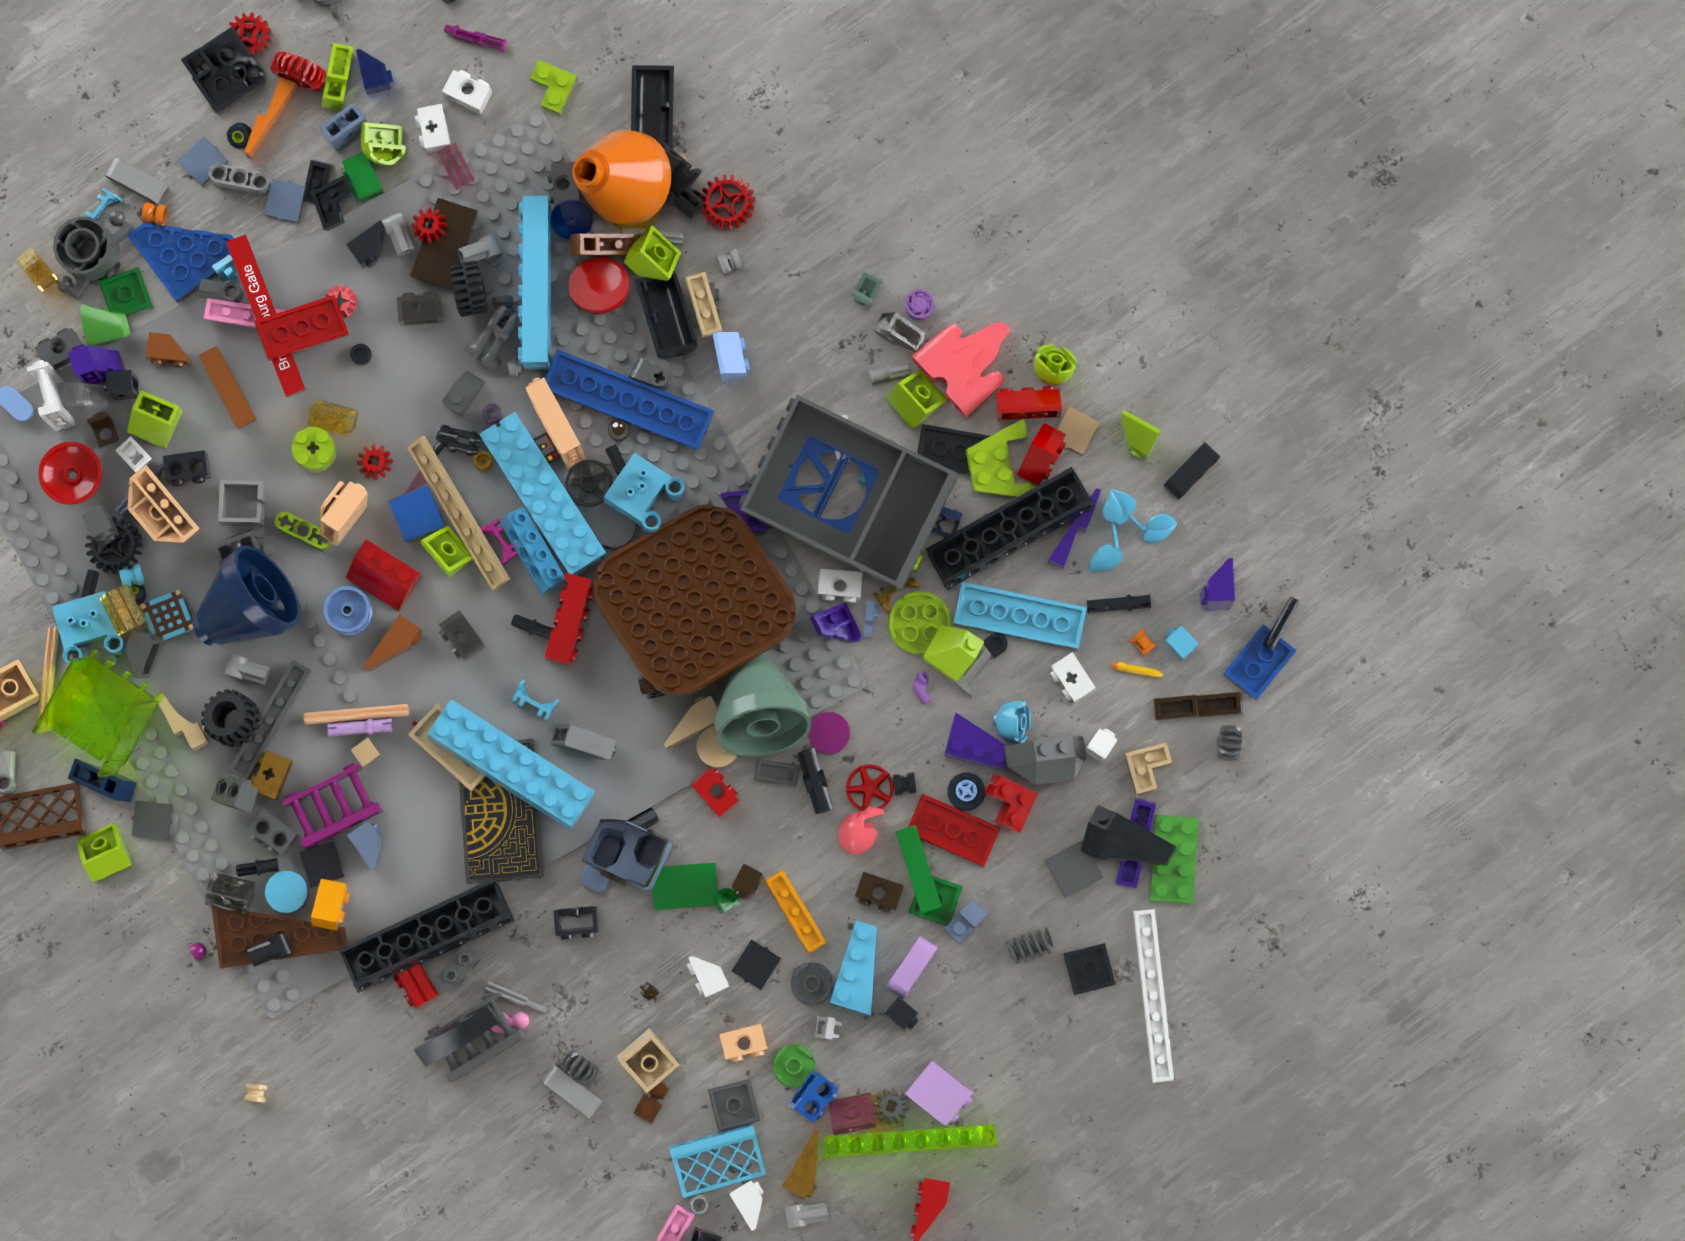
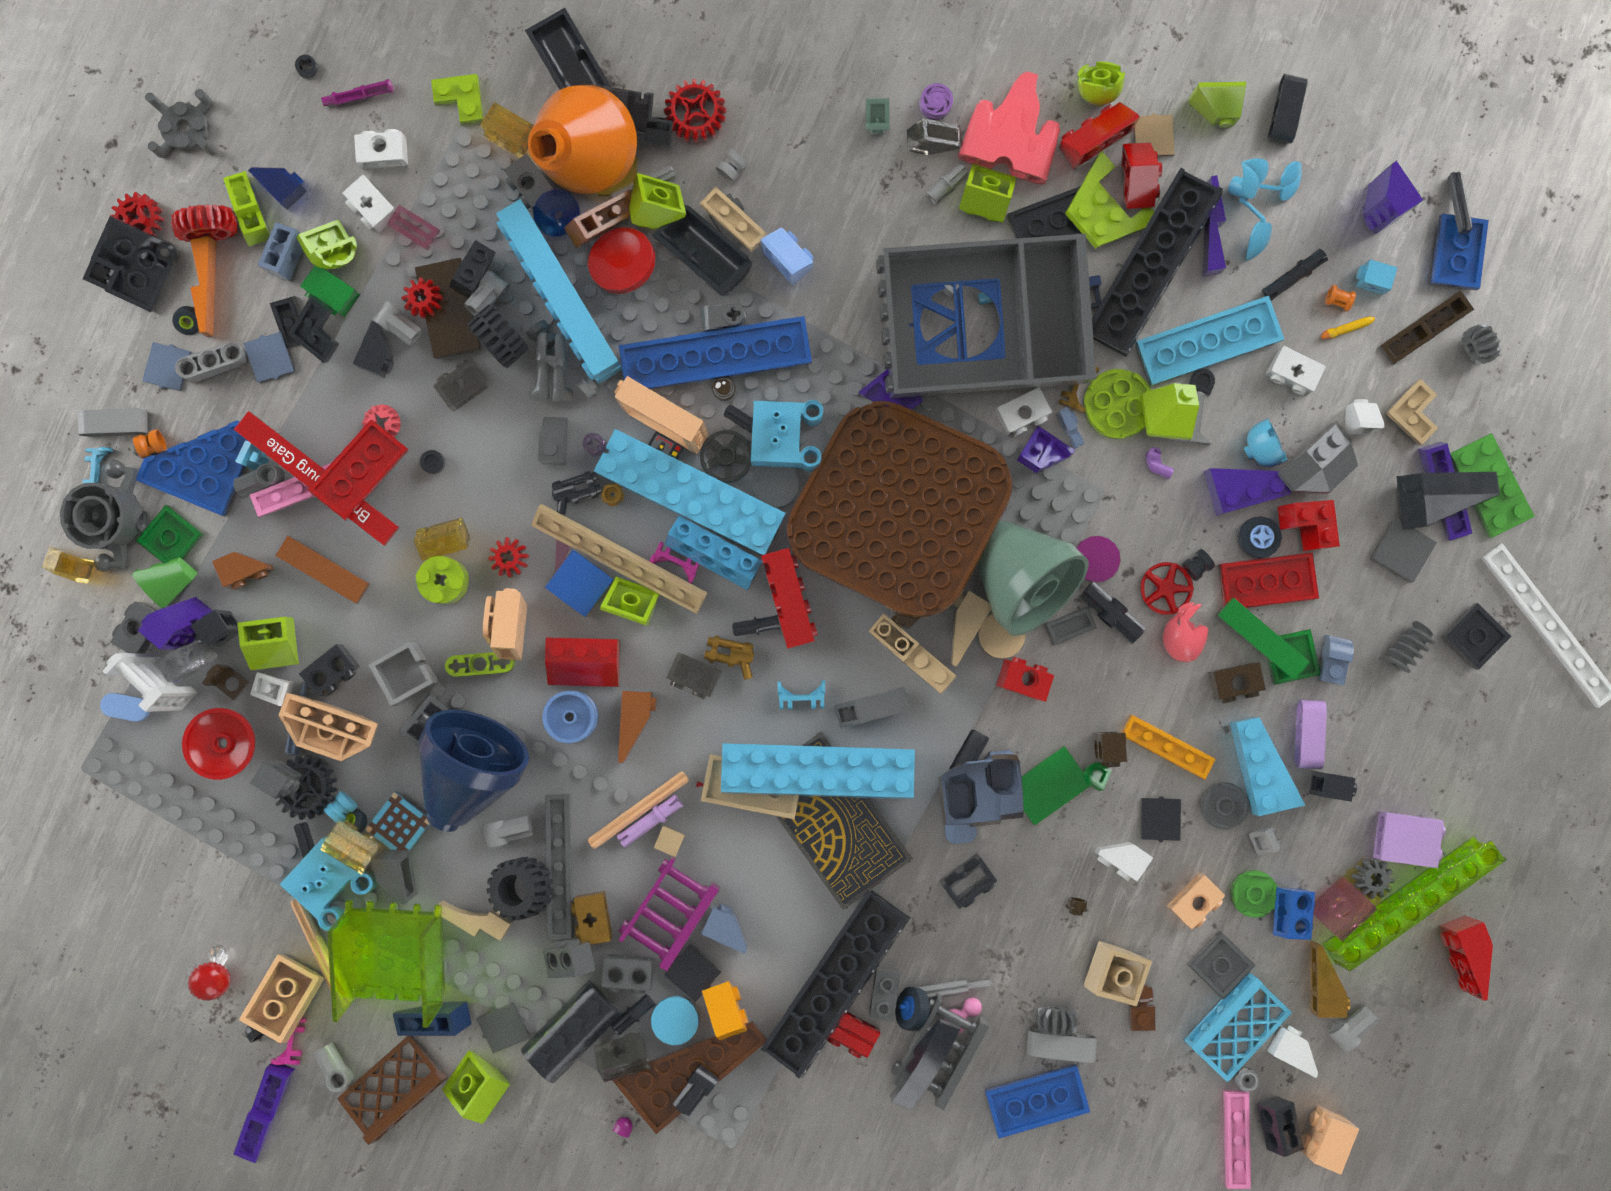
camera: 35 degrees left, 5 degrees up
(202, 852) = (570, 1032): none -> black container
(473, 991) = (912, 1009): none -> black wheel
(480, 225) = (472, 269): none -> black brick
(507, 641) = (740, 654): none -> pearl gold piece
(526, 1122) = (1037, 1101): none -> blue plate
(574, 132) = (507, 128): none -> clear yellow brick
(638, 719) = (912, 654): none -> tan slope

